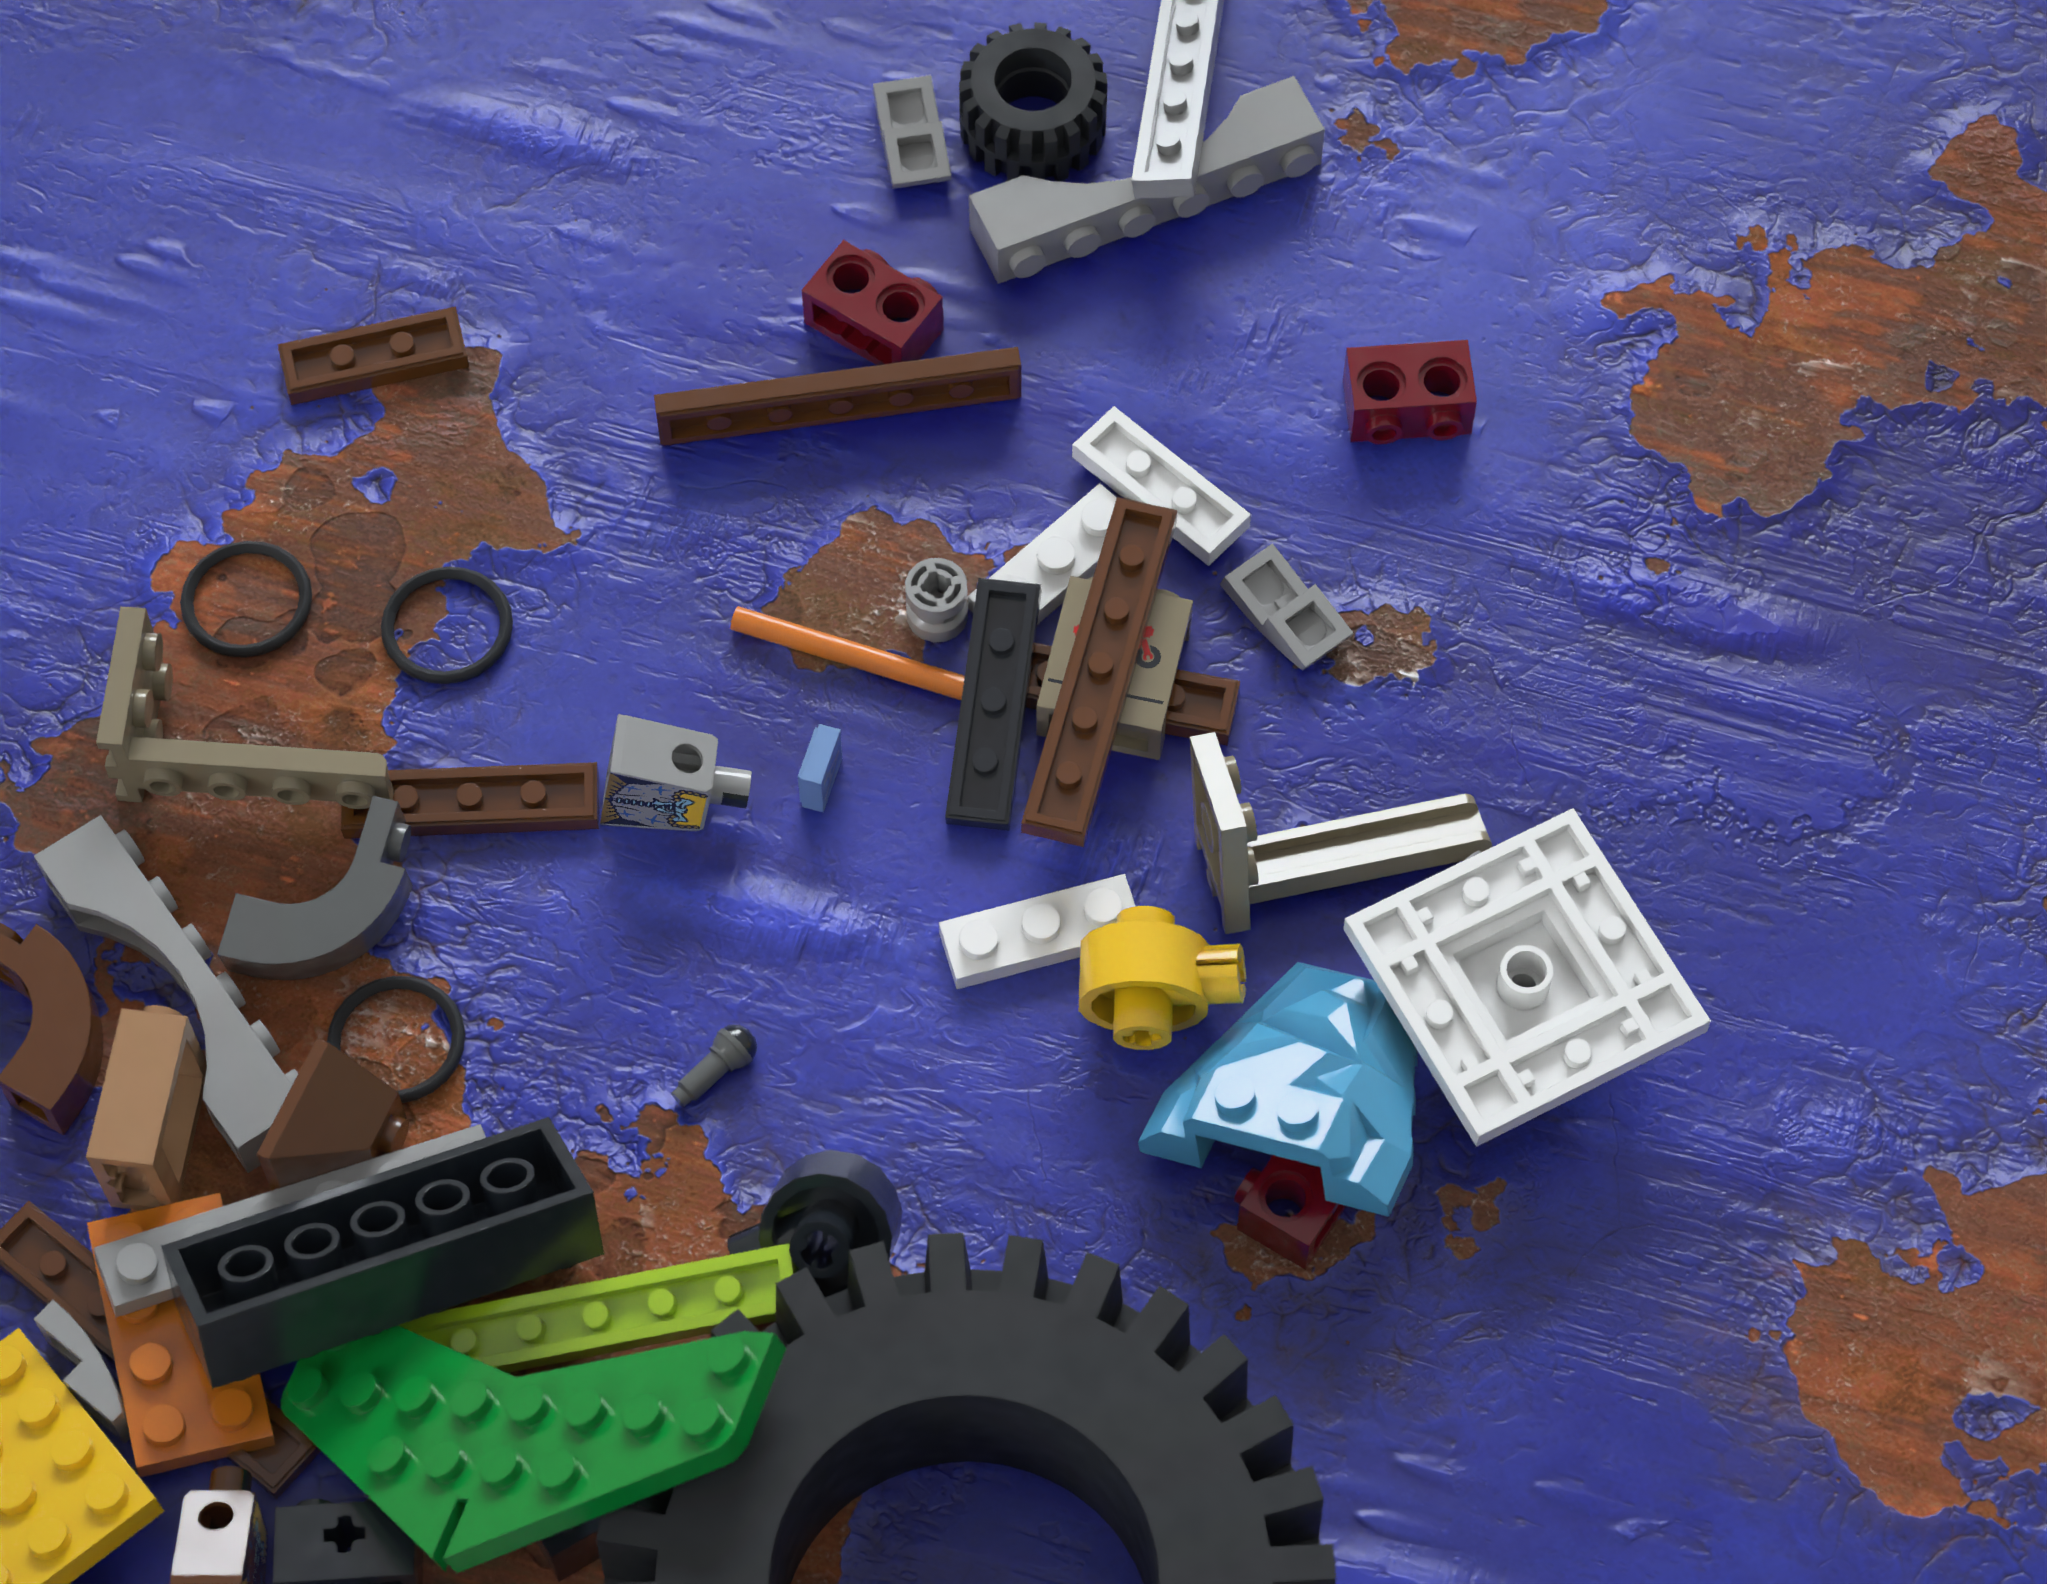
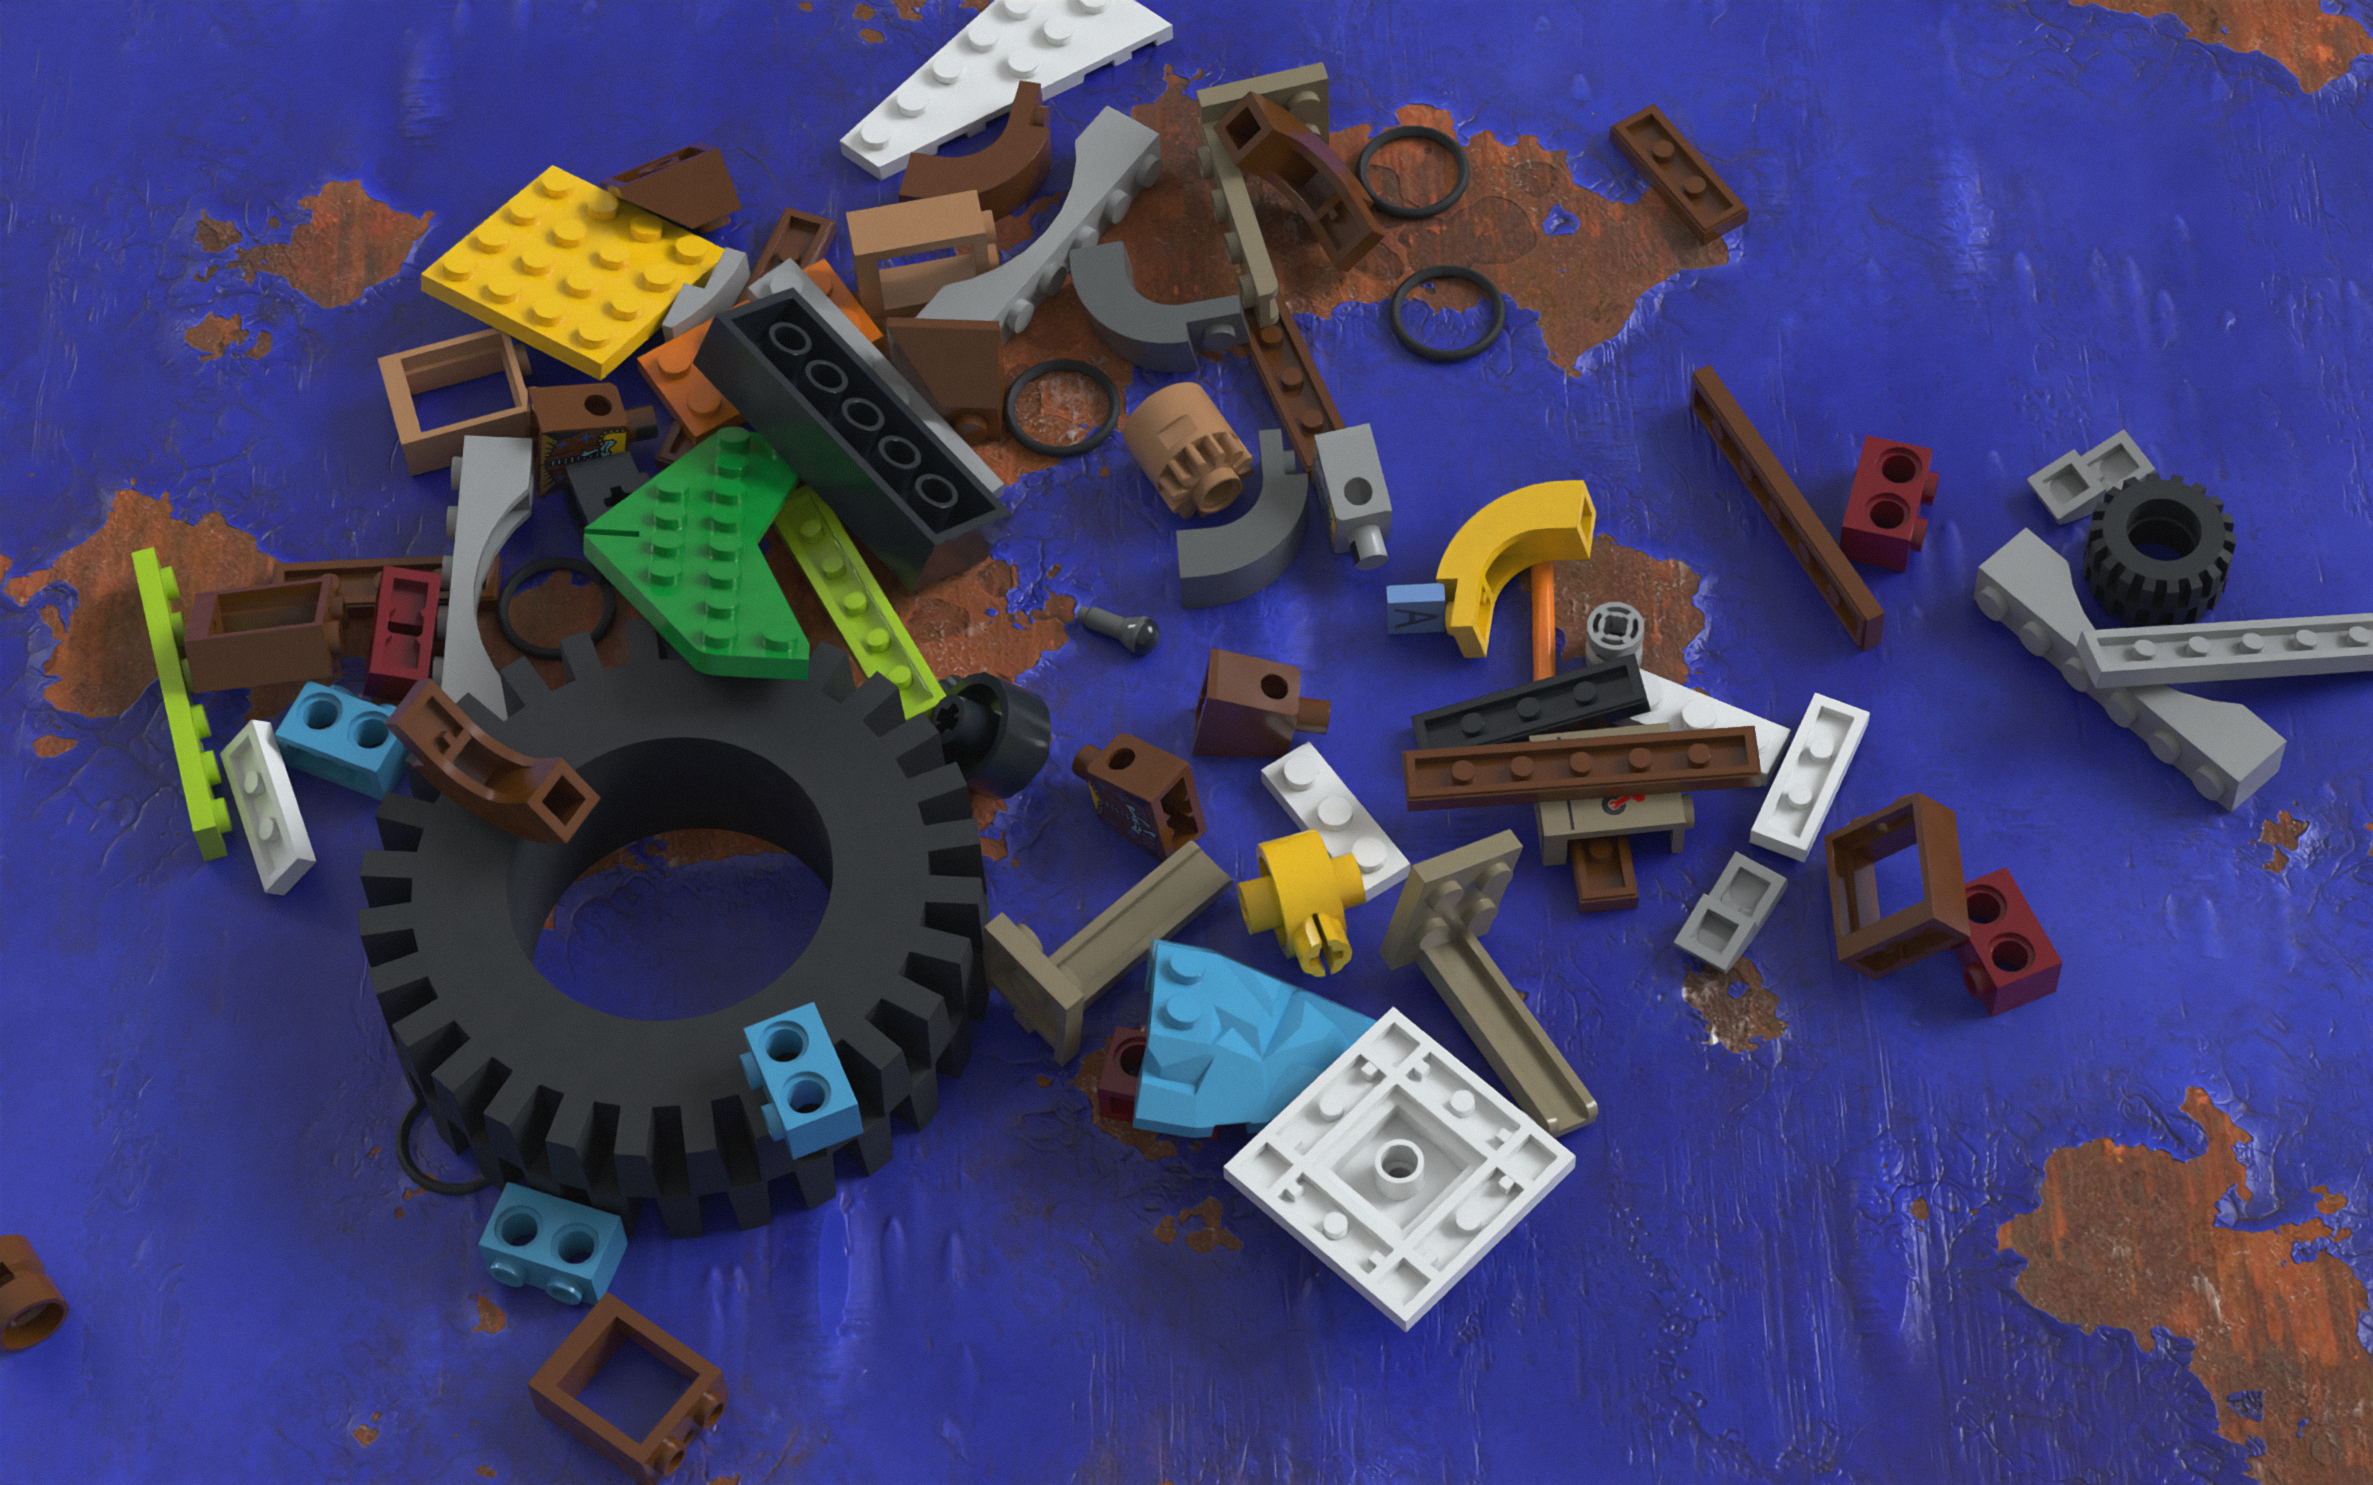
camera: 75 degrees right, 5 degrees down
(217, 688) = (1306, 171): none -> reddish brown arch
(540, 917) = (1188, 450): none -> medium nougat gear
(658, 864) = (1252, 552): none -> dark grey arch
(776, 629) = (1503, 539): none -> yellow arch
(894, 942) = (1252, 708): none -> reddish brown torso
(952, 1099) = (1142, 794): none -> reddish brown torso
(1126, 1197) = (1057, 989): none -> dark tan bracket
(1260, 451) = (1918, 931): none -> reddish brown window
(1297, 1481) = (809, 1078): none -> dark azure brick

